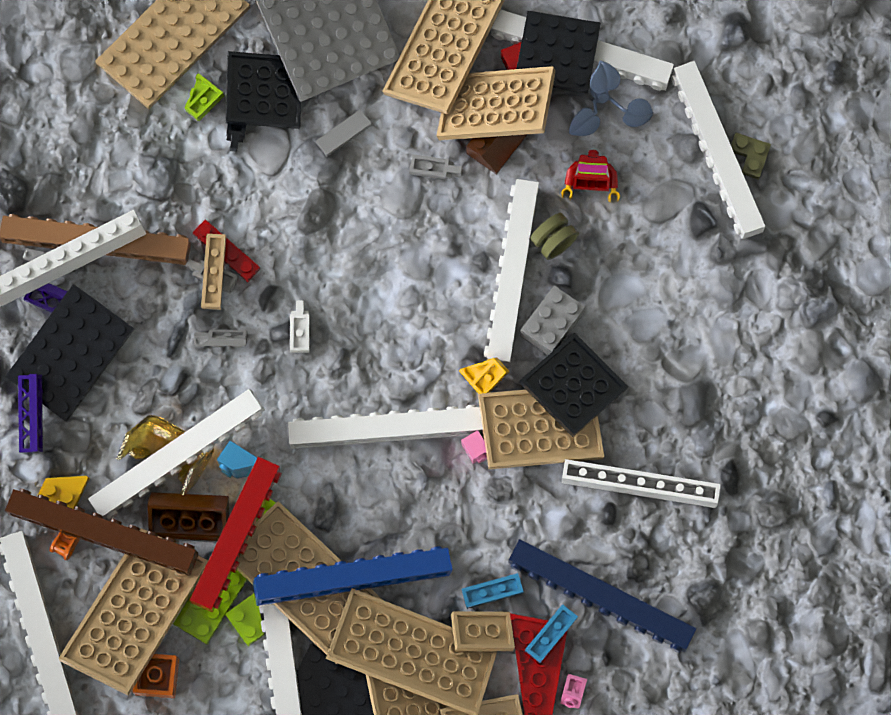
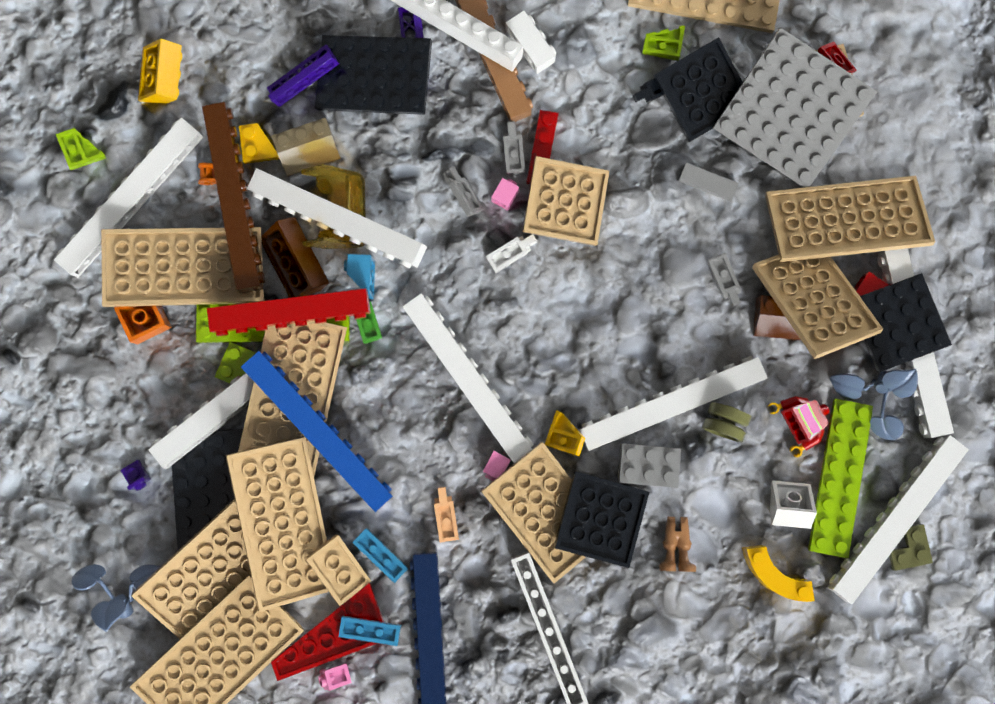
camera: 55 degrees right, 10 degrees up
(95, 447) = (306, 146): none -> dark tan slope
(117, 204) = (535, 48): none -> white brick
(213, 271) = (514, 148): tan plate -> none
(246, 303) = (505, 193): none -> bright pink brick
(285, 257) = (565, 201): none -> tan plate
(289, 486) = (369, 327): none -> bright green plate
(492, 515) = (445, 516): none -> light nougat hinge
(631, 332) = (677, 539): none -> medium nougat piece
(656, 226) = (792, 504): none -> white slope
(658, 175) = (840, 478): none -> lime plate
(706, 277) = (769, 576): none -> yellow brick

